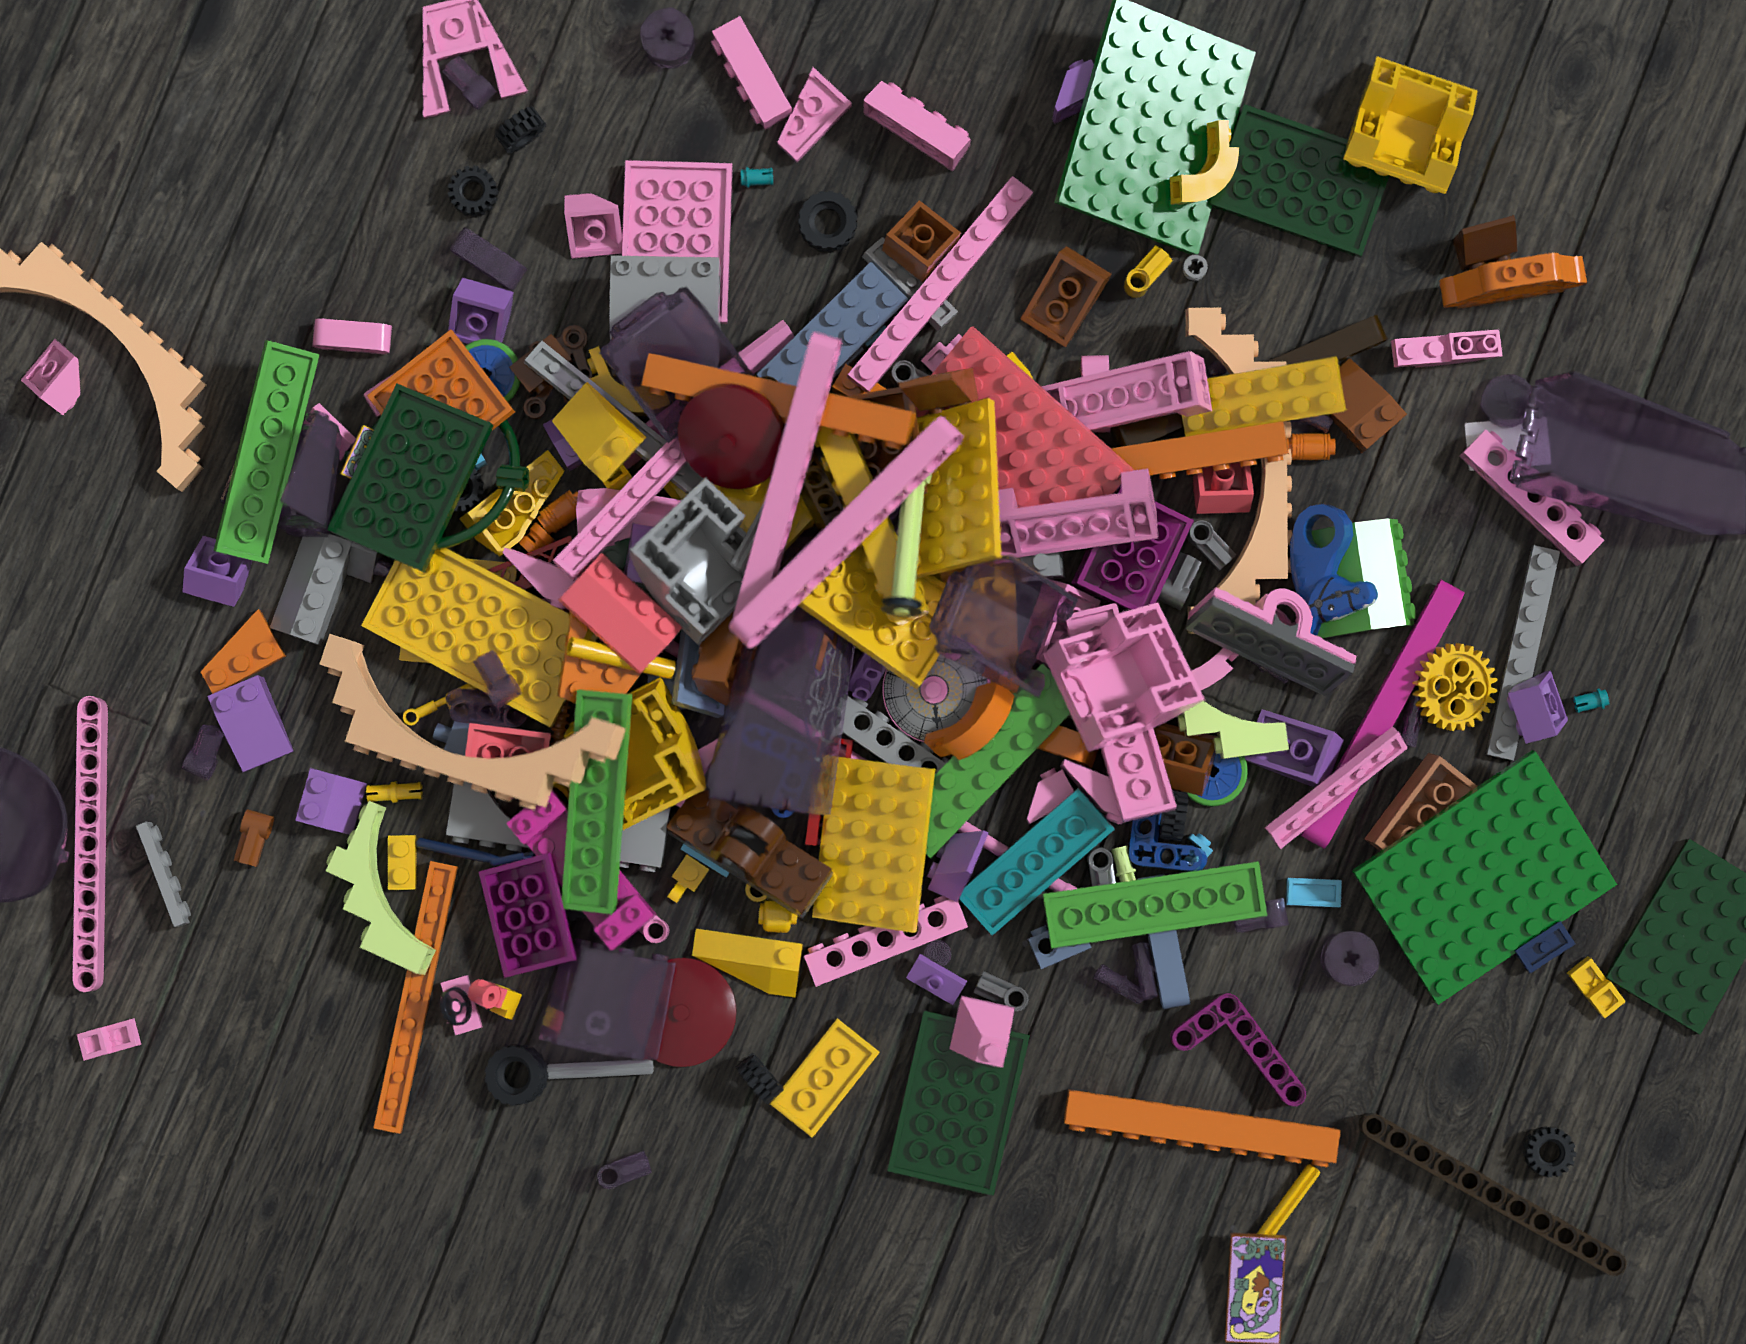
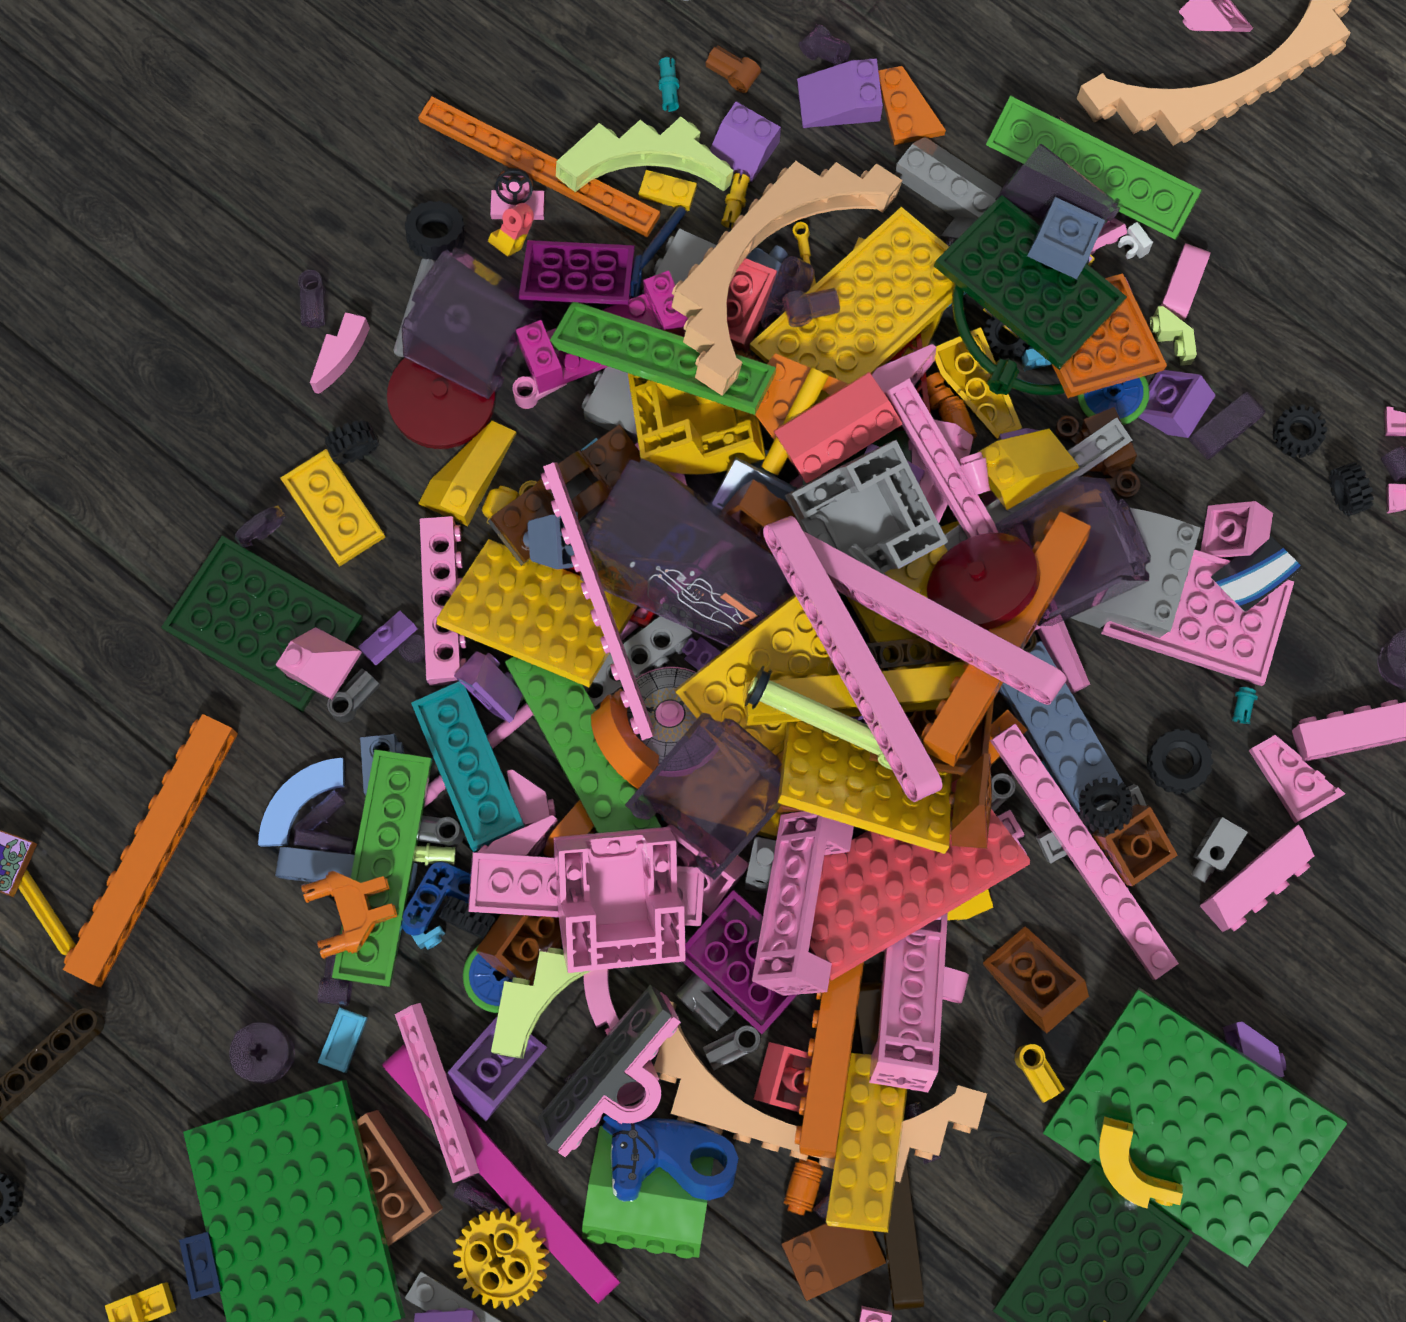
camera: 105 degrees right, 10 degrees down
(215, 574) = (986, 99): medium lavender slope -> none
(288, 896) = (668, 84): none -> teal pin
(323, 391) = (1137, 240): none -> white tile
(361, 454) = (1066, 238): none -> sand blue container
(404, 341) = (1171, 328): none -> yellowish green slope
(623, 474) = (975, 471): none -> bright pink cone
(637, 199) = (1256, 575): none -> sticker
(669, 1125) = (339, 351): none -> bright pink slope
(689, 875) = (567, 438): yellow plate -> none
(813, 841) = (547, 543): none -> sand blue torso
(853, 786) = (593, 589): none -> bright pink plate
(870, 1135) = (260, 526): none -> clear purple tile
(889, 165) = (1226, 839): none -> light grey torso
(913, 268) = (1106, 791): none -> black tyre
(1109, 1014) = (294, 794): none -> light blue tile
(1189, 275) = (1036, 1119): light grey bush -> none
(1201, 915) = (353, 908): none -> orange connector
(1246, 1041) = (218, 921): magenta beam -> none

